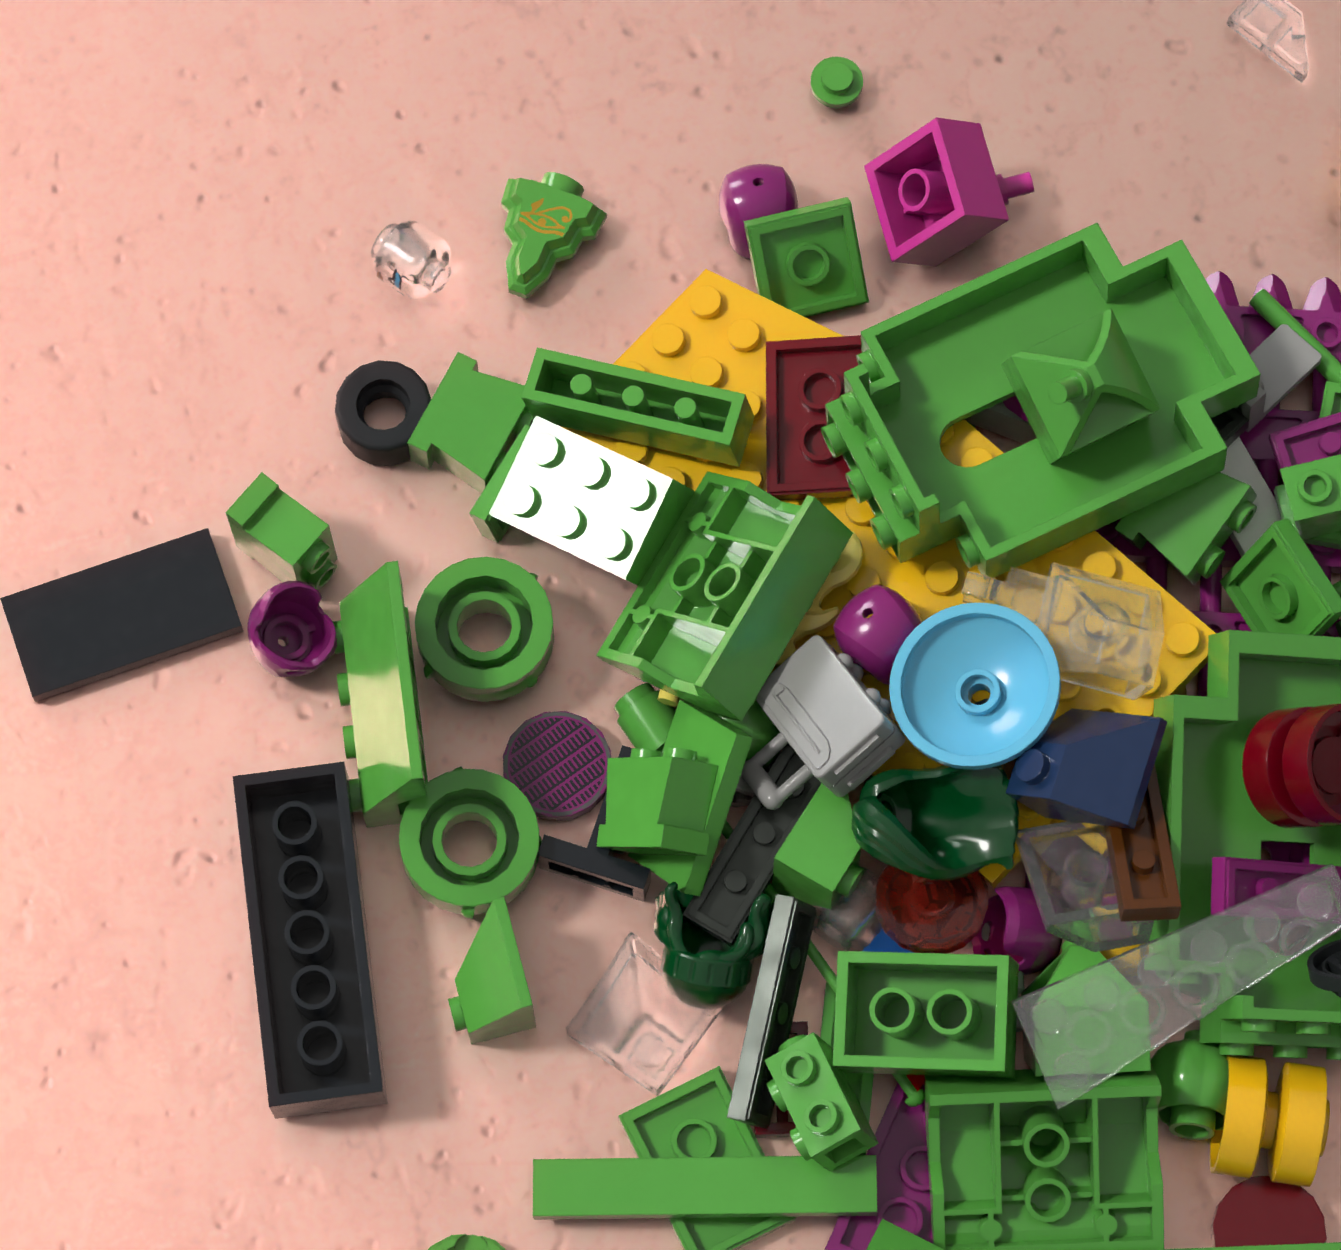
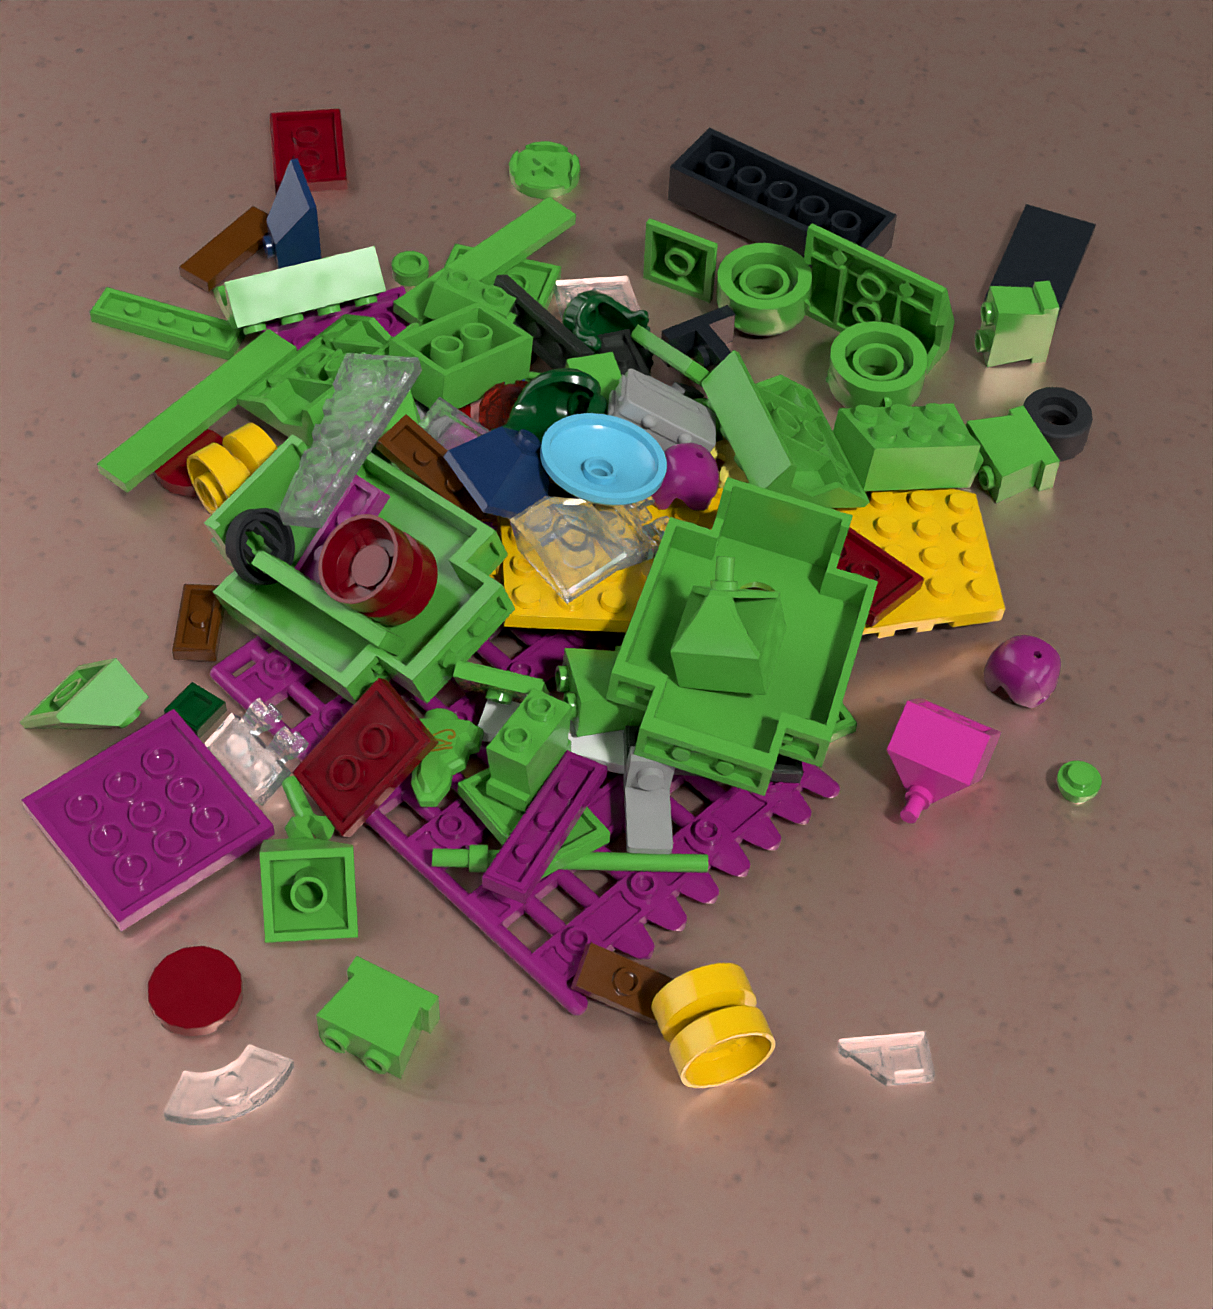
camera: 130 degrees right, 20 degrees down
(294, 615) = (965, 295): magenta helmet -> none
(411, 259) = (1144, 496): clear head -> none
(545, 227) = (1109, 571): bright green rock -> none
(558, 764) = (773, 356): tile -> none
(638, 406) = (939, 490): bright green brick -> none
(657, 803) = (691, 334): bright green hips -> none
(808, 258) = (963, 659): bright green plate -> none

